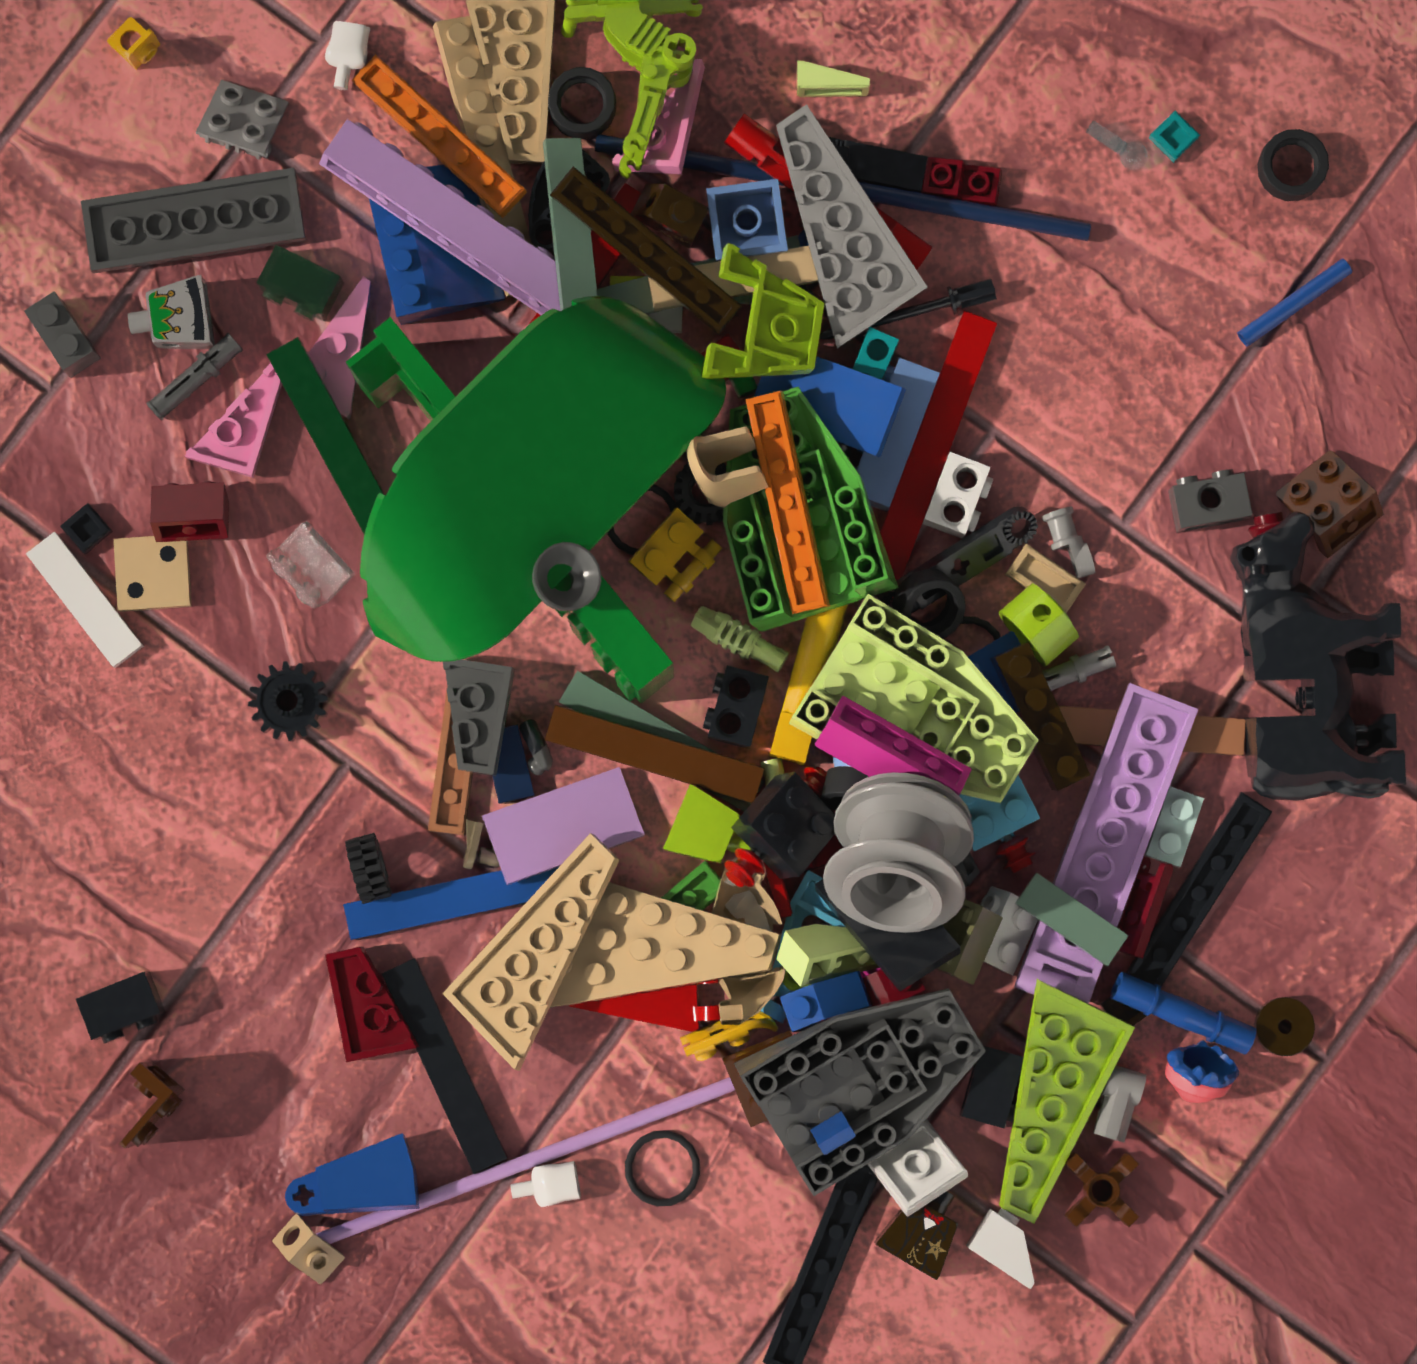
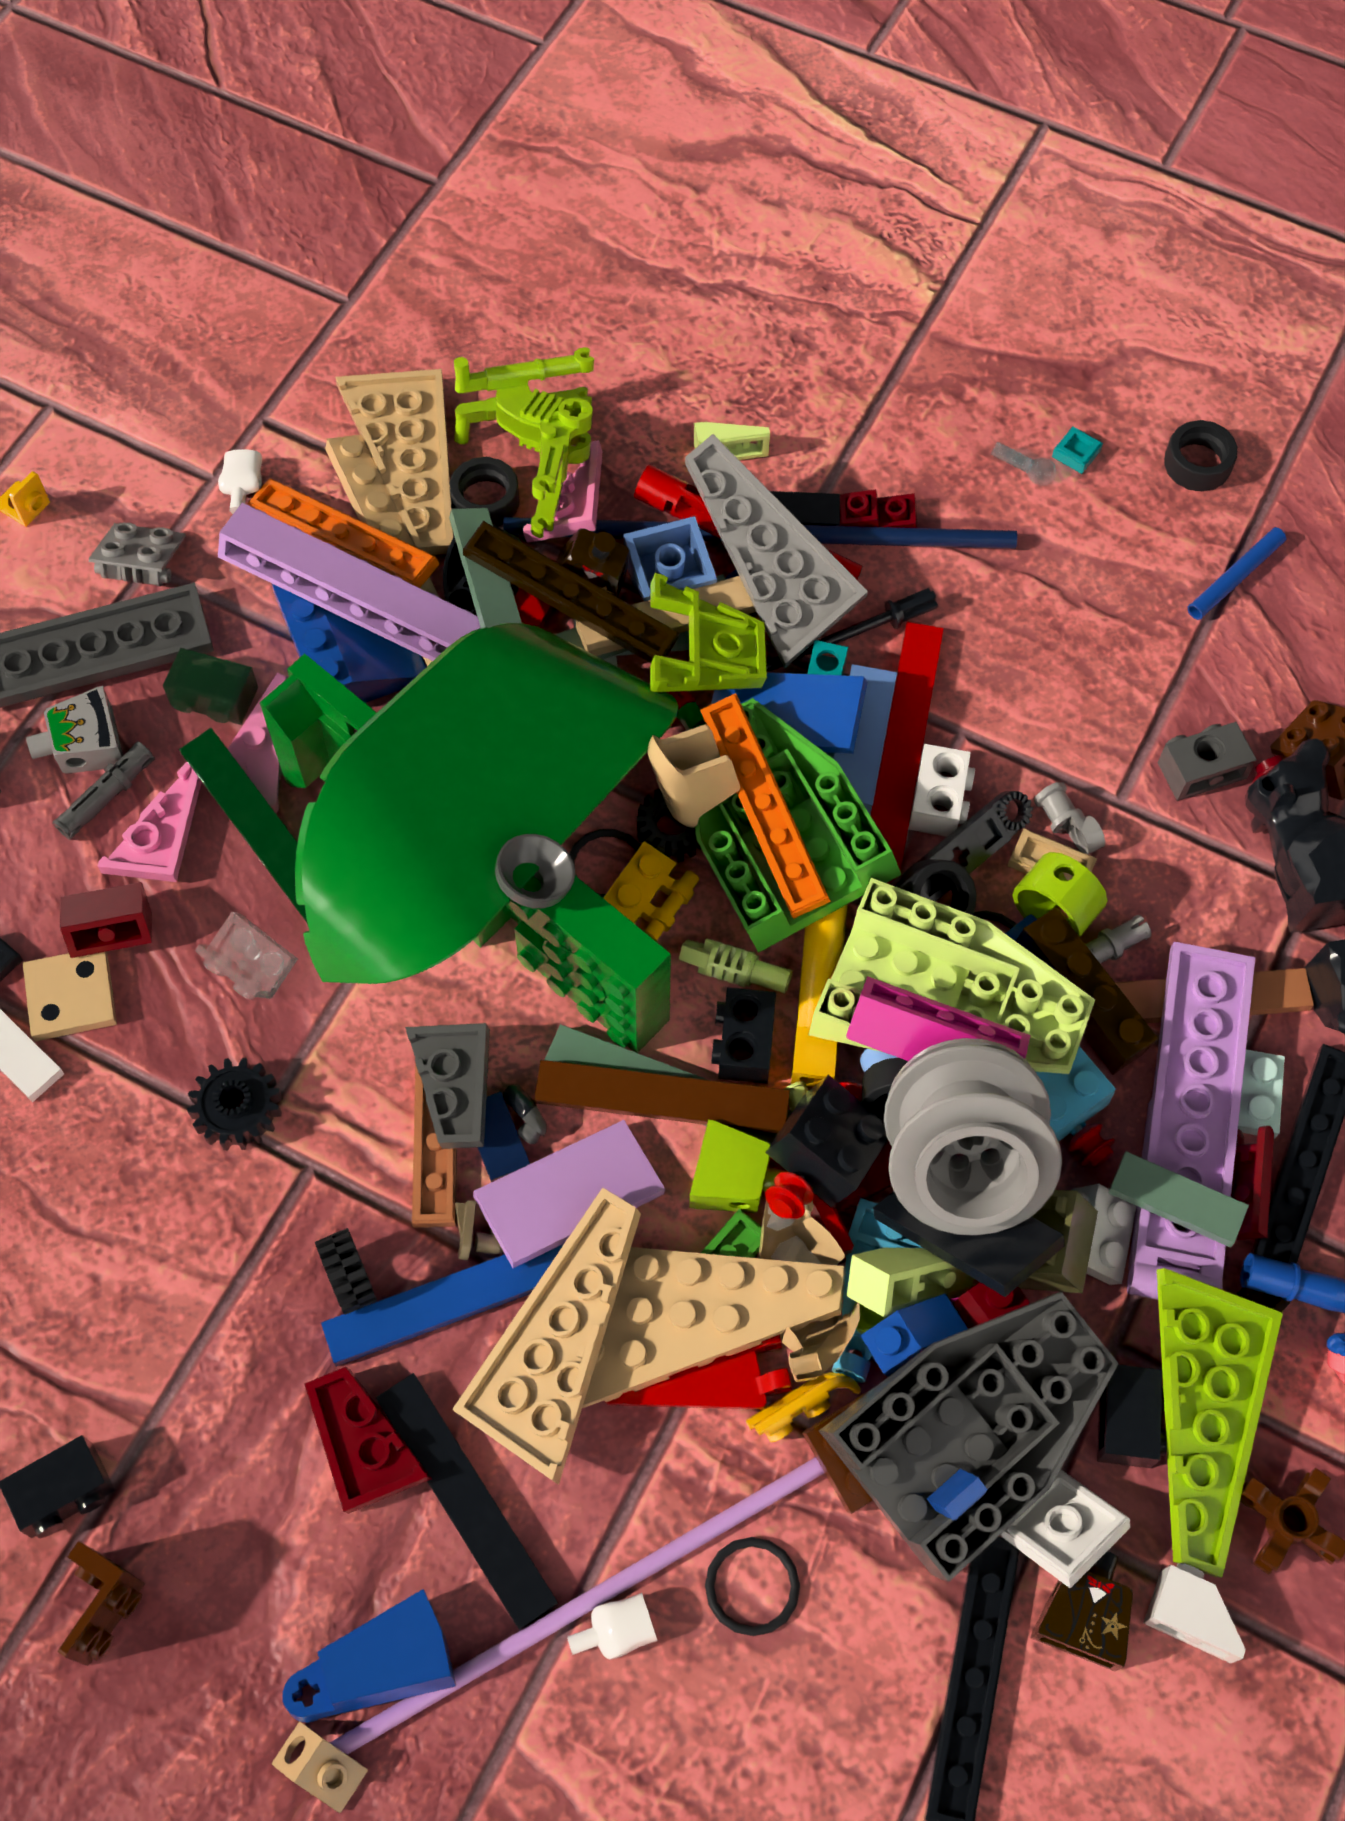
camera: 10 degrees left, 20 degrees down
(1120, 1097) = (1283, 1414): light grey piece -> none

